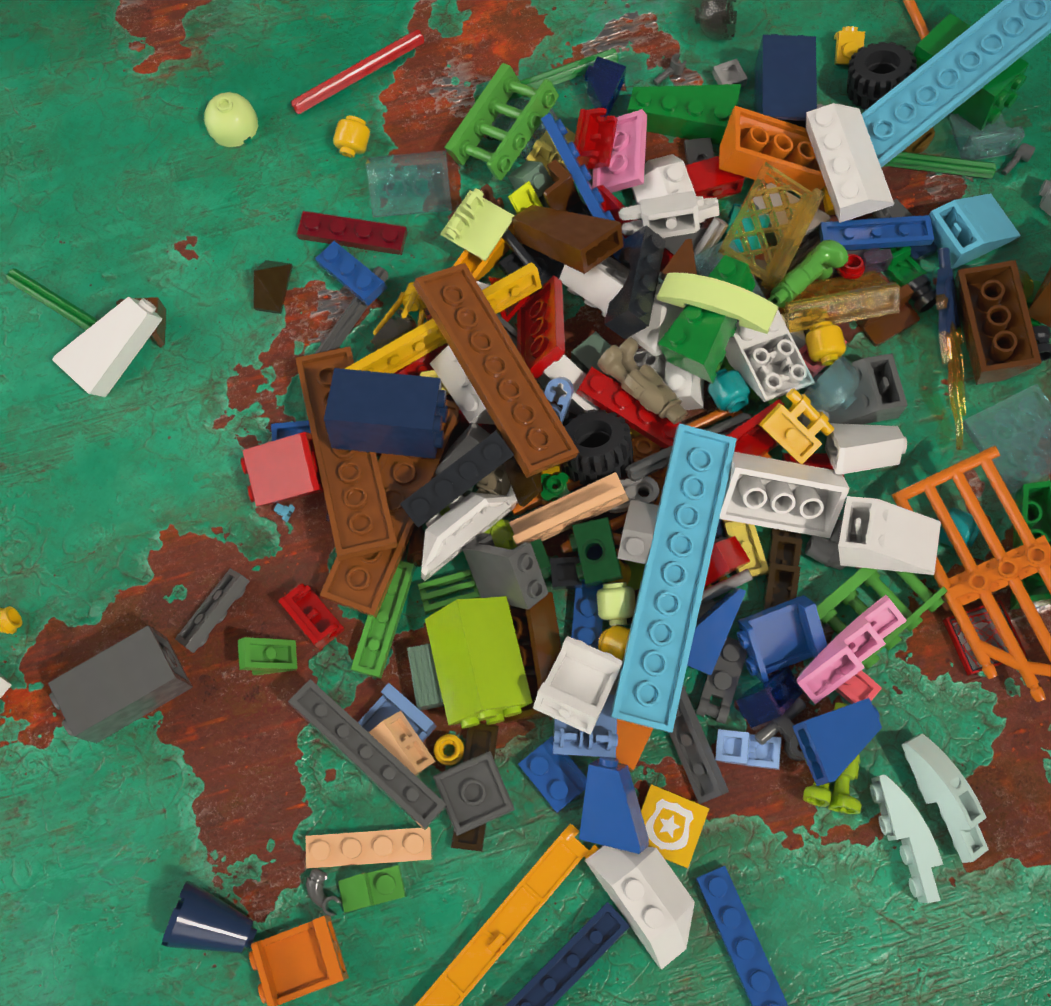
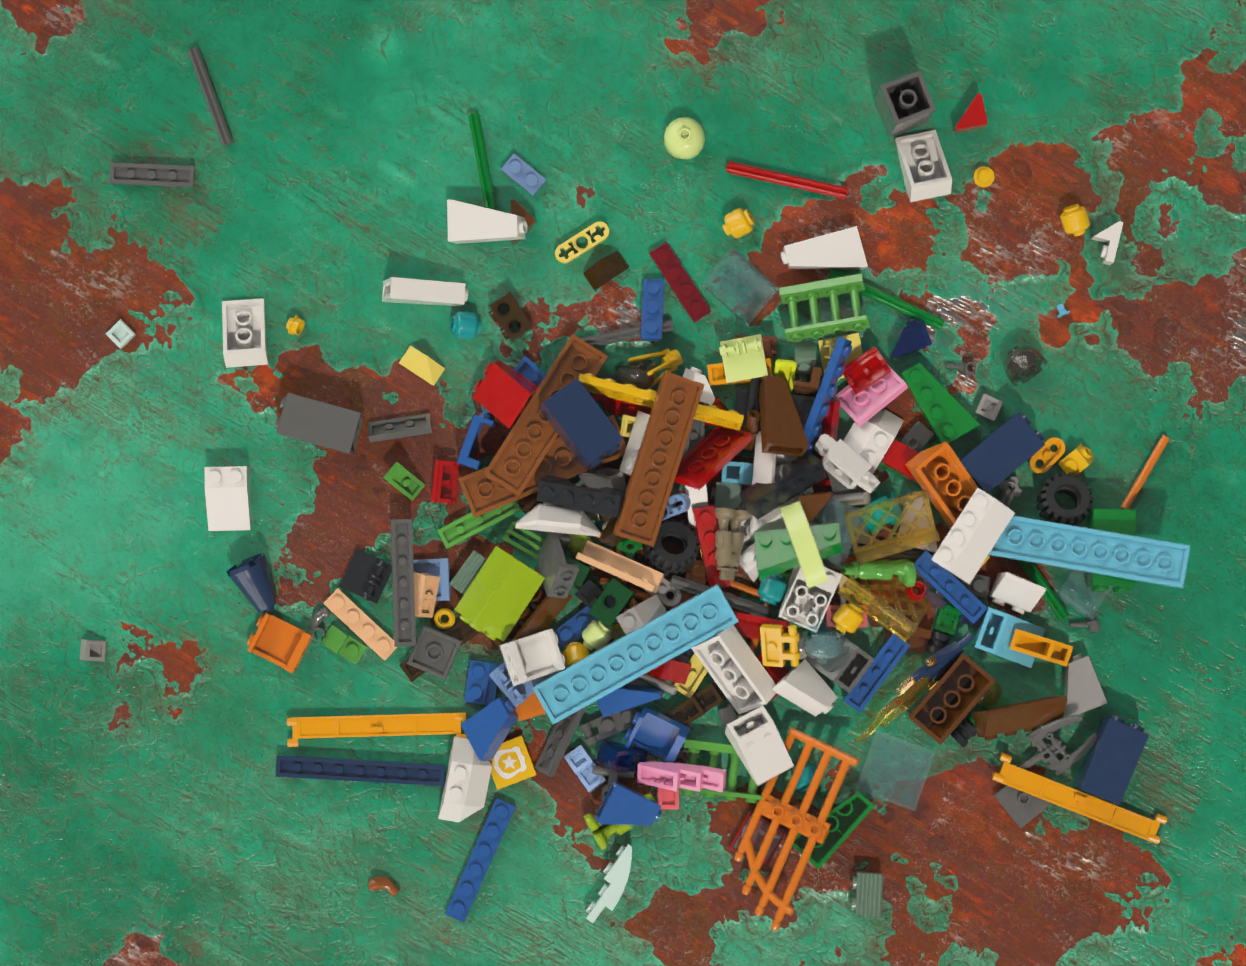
camera: 45 degrees right, 15 degrees up
(92, 863) = (228, 498): none -> white slope
(108, 462) = (424, 292): none -> white slope
(111, 280) = (523, 174): none -> medium blue plate
(178, 531) = (422, 365): none -> light yellow slope
(183, 453) = (465, 325): none -> teal head
(222, 272) = (598, 239): none -> light yellow beam
(224, 399) = (514, 315): none -> dark brown brick
(287, 518) = (471, 439): none -> blue panel
(324, 791) = (366, 576): none -> black hinge
(453, 88) = (831, 251): none -> white slope
(547, 270) = (752, 426): none -> reddish brown axle
(581, 324) = (737, 473): none -> medium azure slope
(825, 65) = (1047, 456): none -> light orange plate
(895, 339) = (877, 672): none -> blue plate
(936, 174) = (1015, 592): none -> white slope
(943, 783) = (654, 884): light aqua slope -> none
(1012, 204) = (1041, 647): none -> light orange slope

